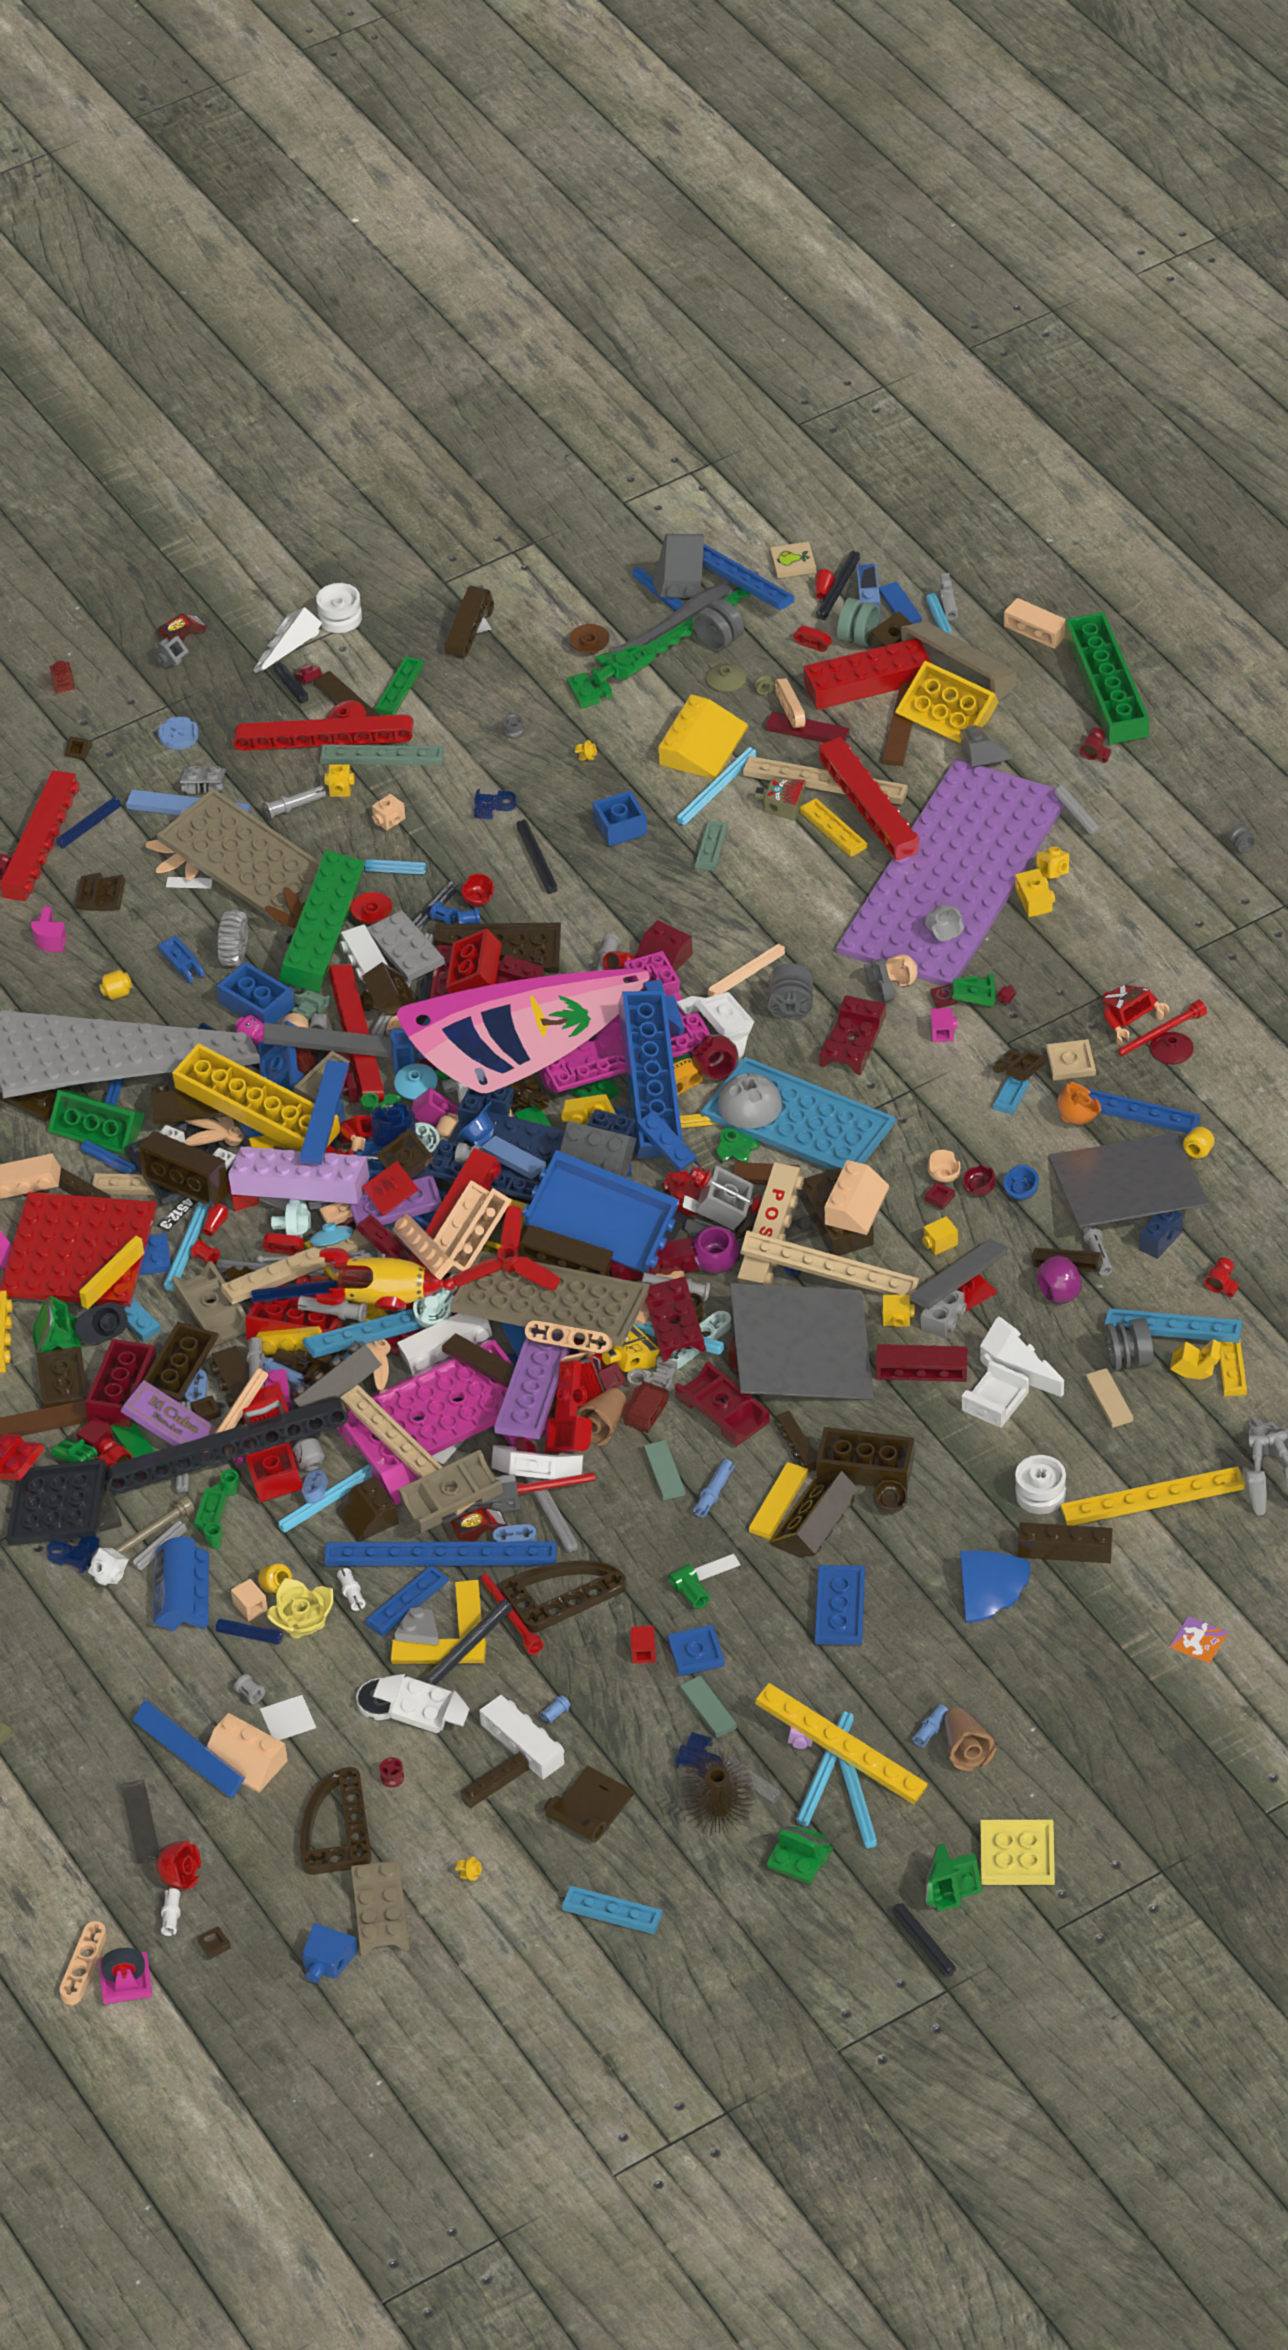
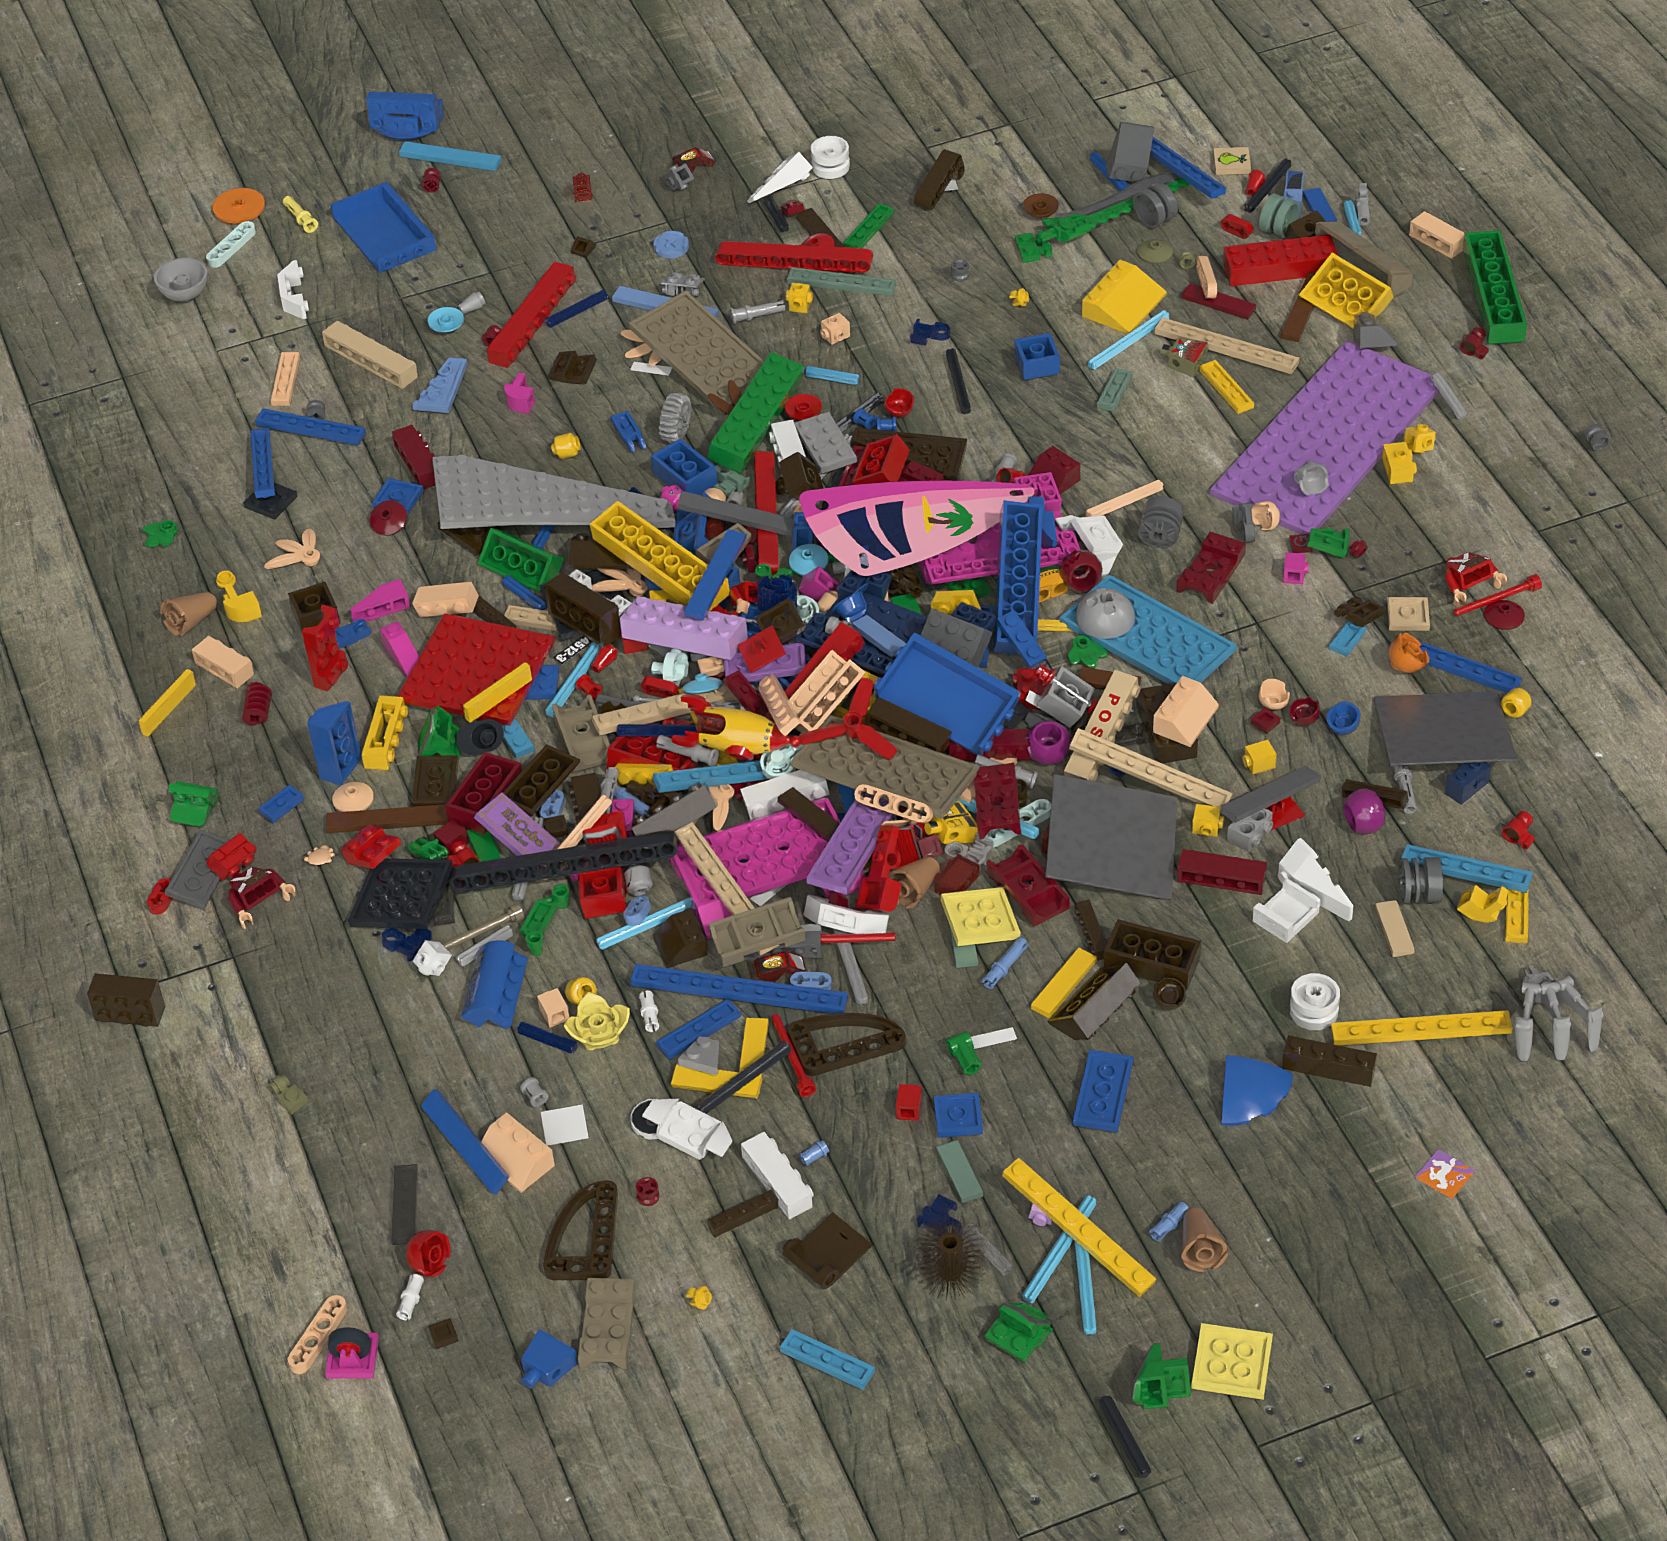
camera: 10 degrees right, 0 degrees up
(678, 1443) = (980, 916): none -> light yellow plate
(868, 799) = (1262, 365): red brick -> none

